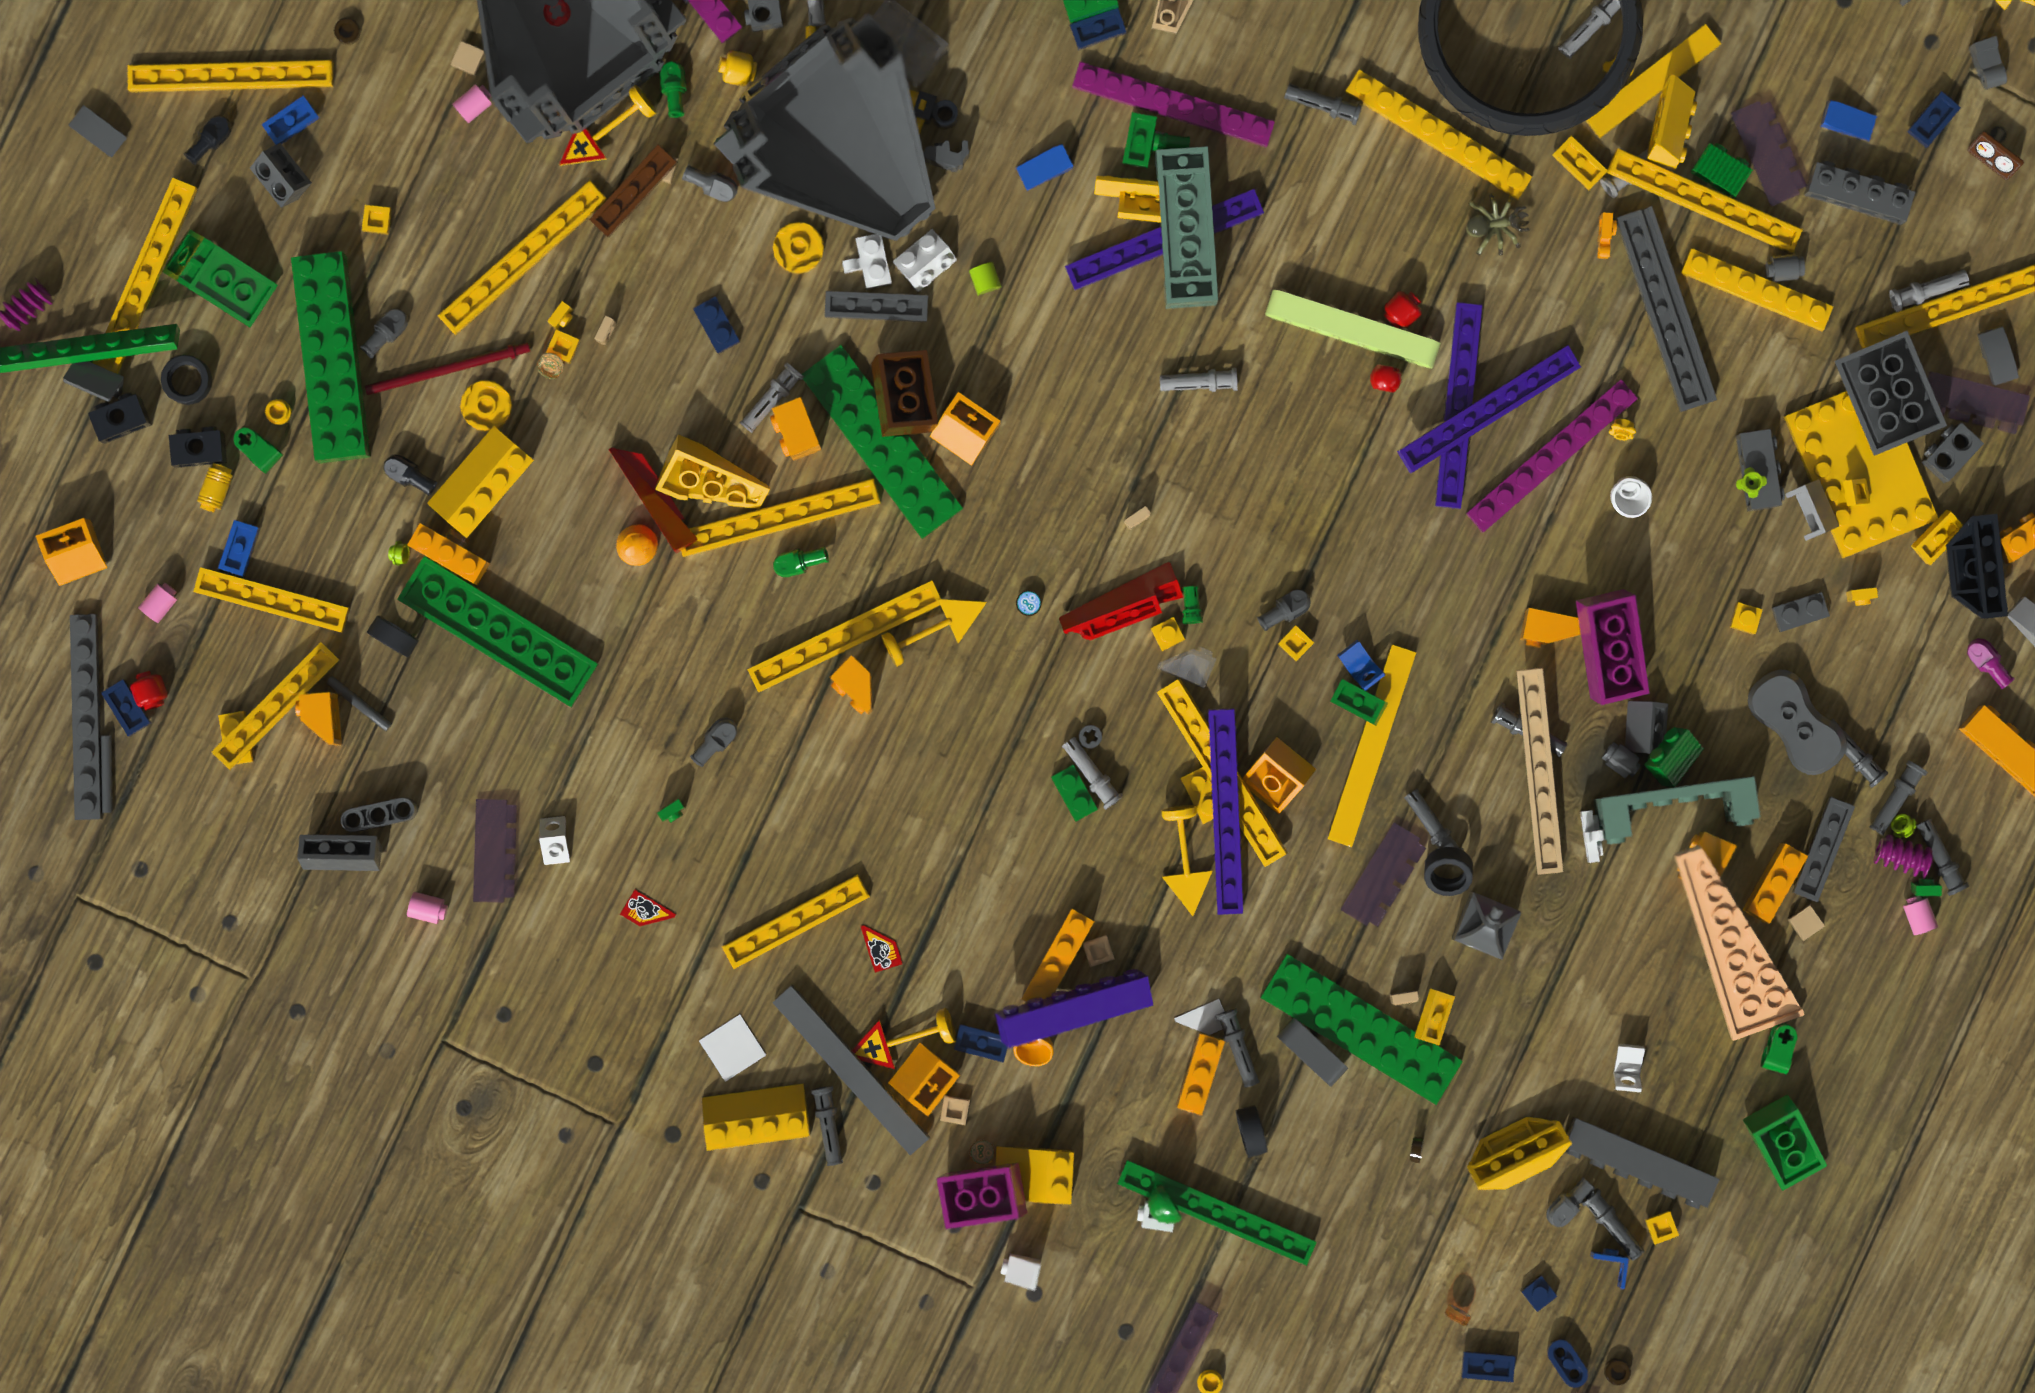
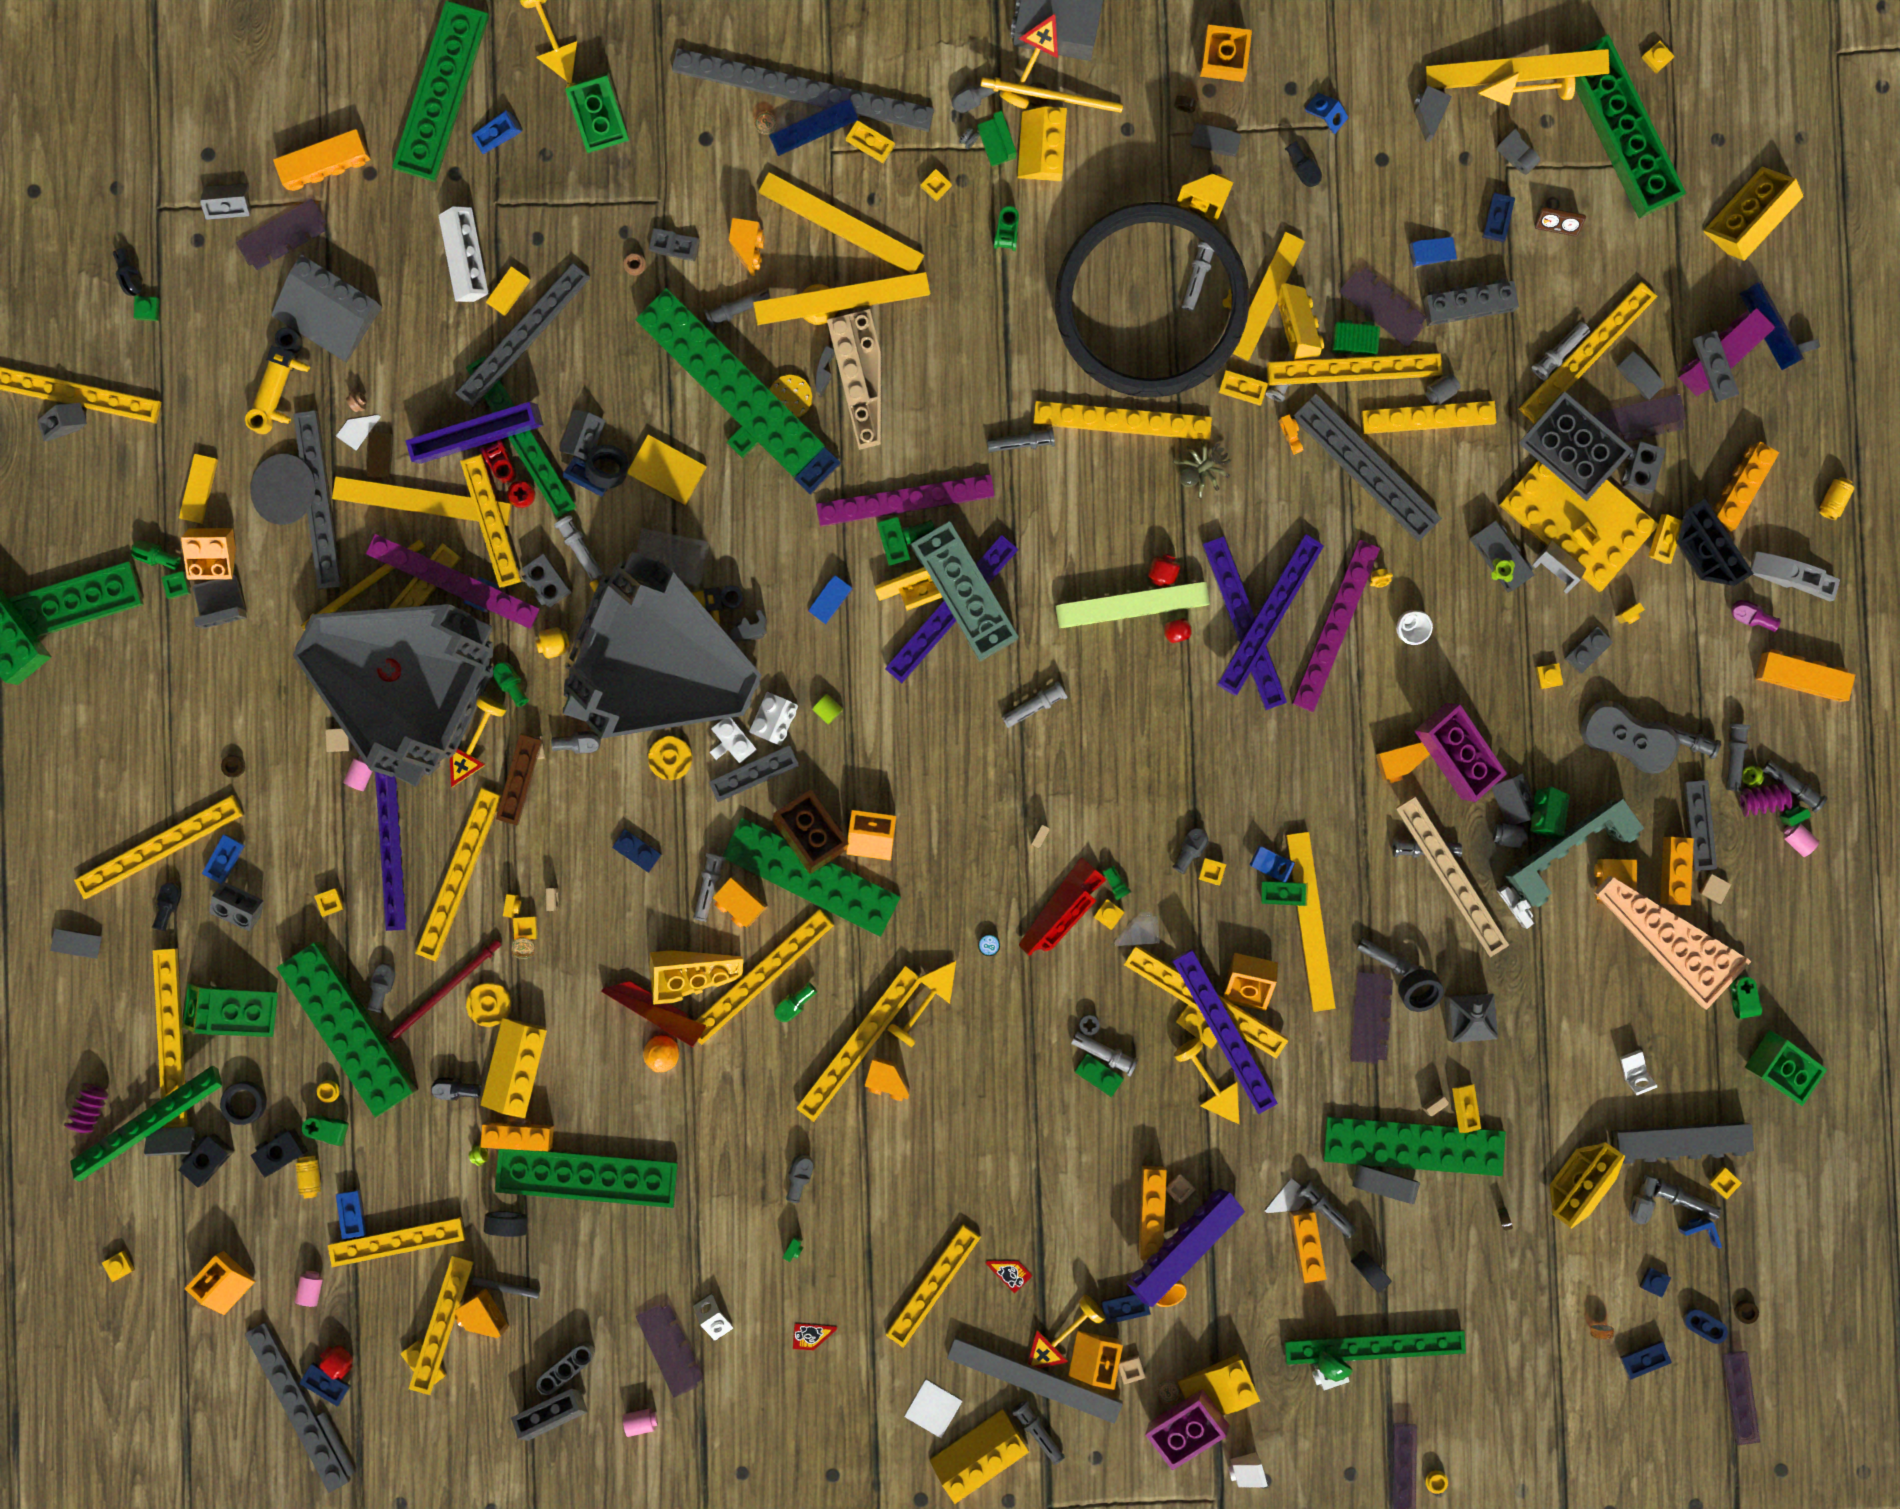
camera: 30 degrees left, 0 degrees up
(465, 197) = (390, 852): none -> dark purple plate

